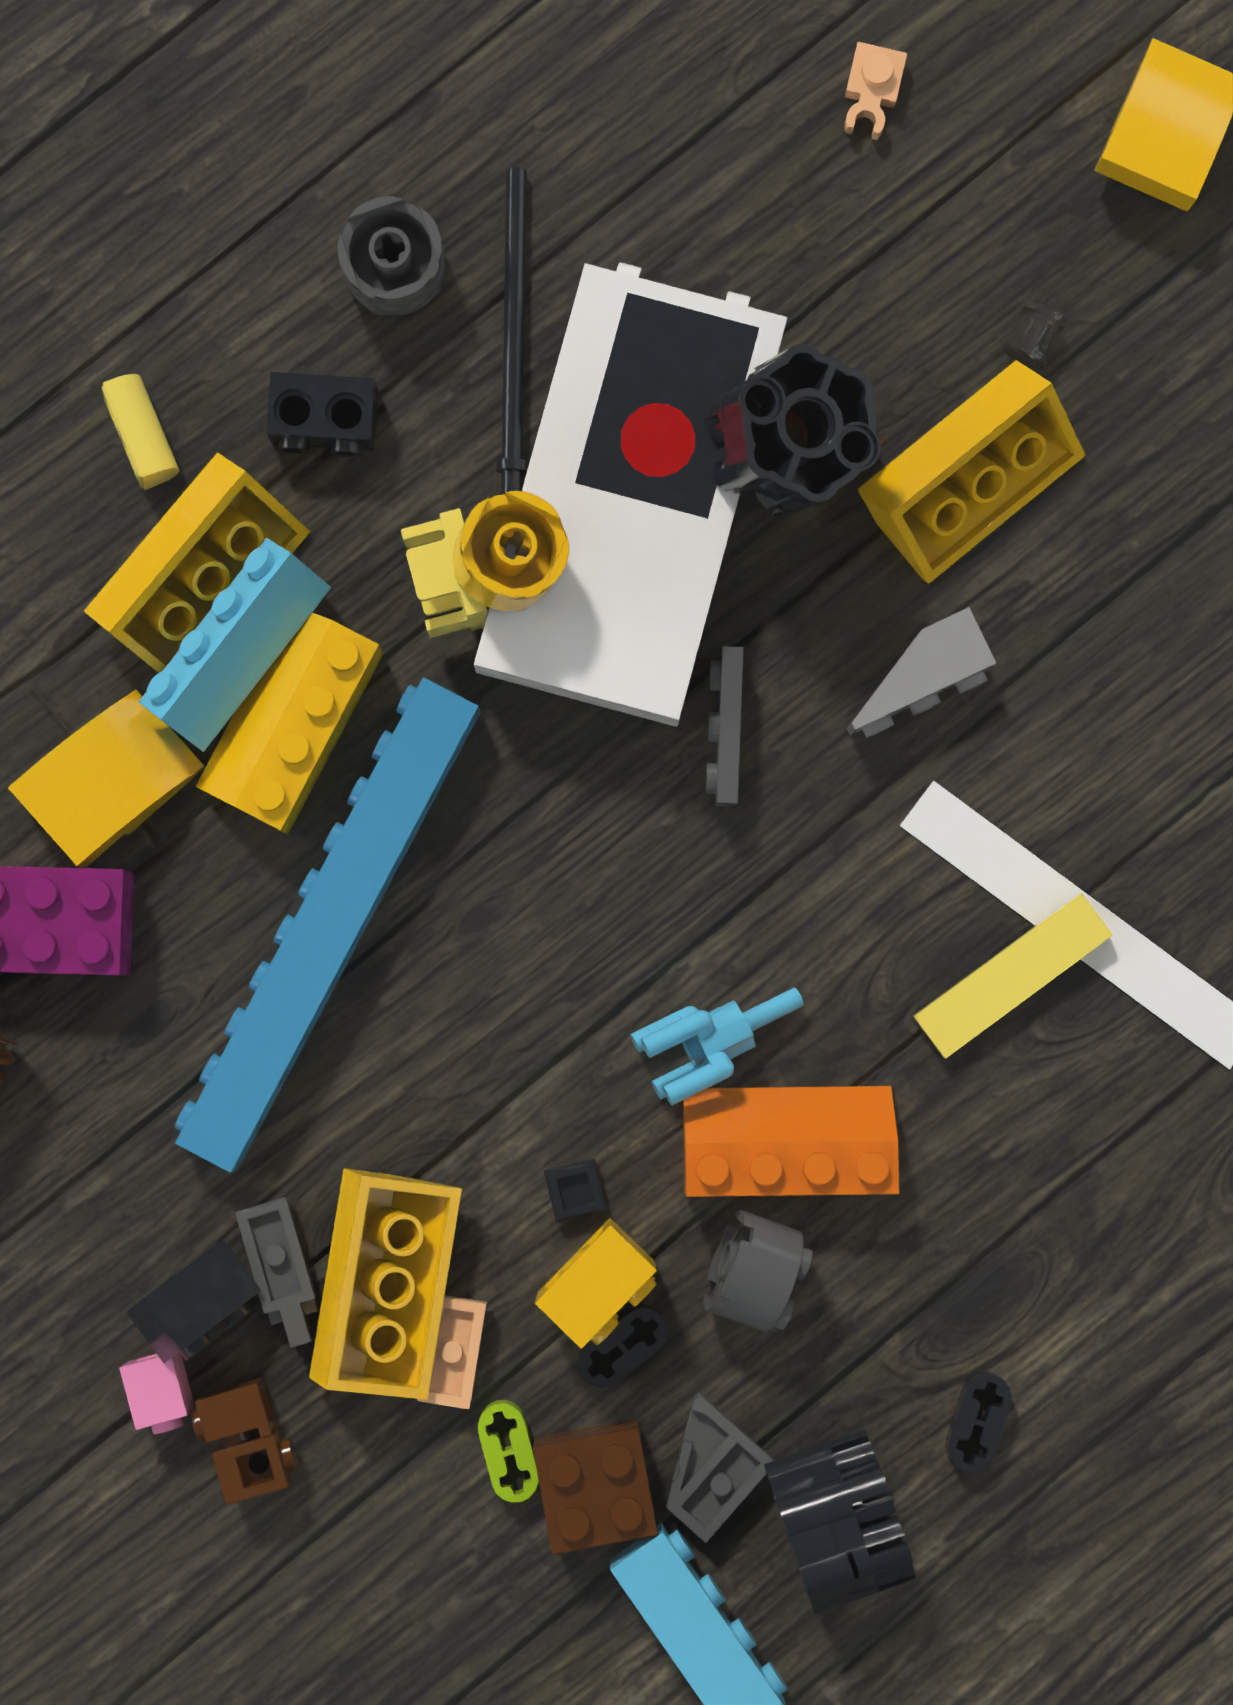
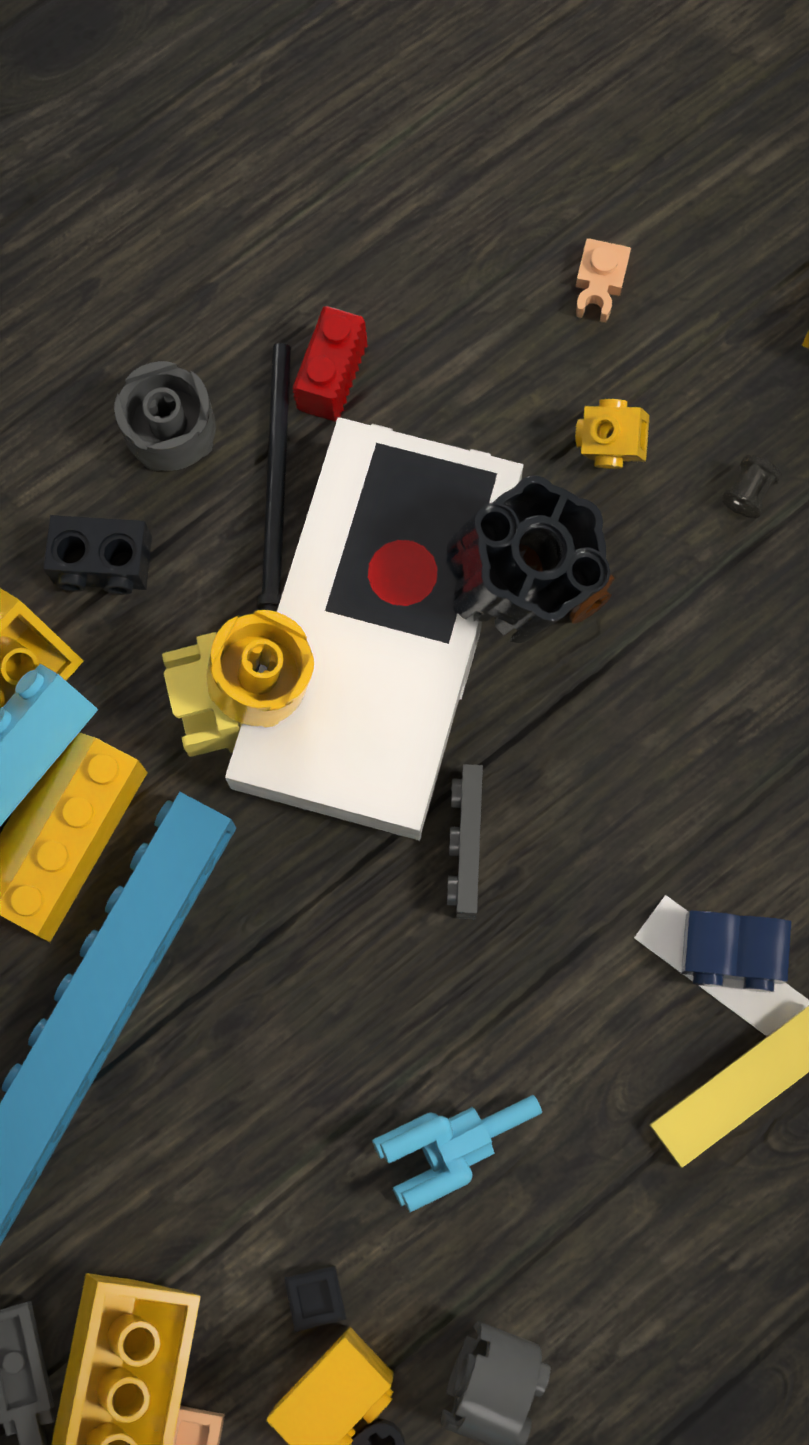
camera: 10 degrees right, 10 degrees down
(572, 193) = (330, 363): none -> red brick
(790, 1141) = (529, 1251): orange slope -> none
(901, 281) = (628, 436): none -> yellow brick
(935, 661) = (667, 779): light grey slope -> none
(973, 470) = (697, 607): yellow slope -> none
(1005, 837) = (737, 949): none -> dark blue brick

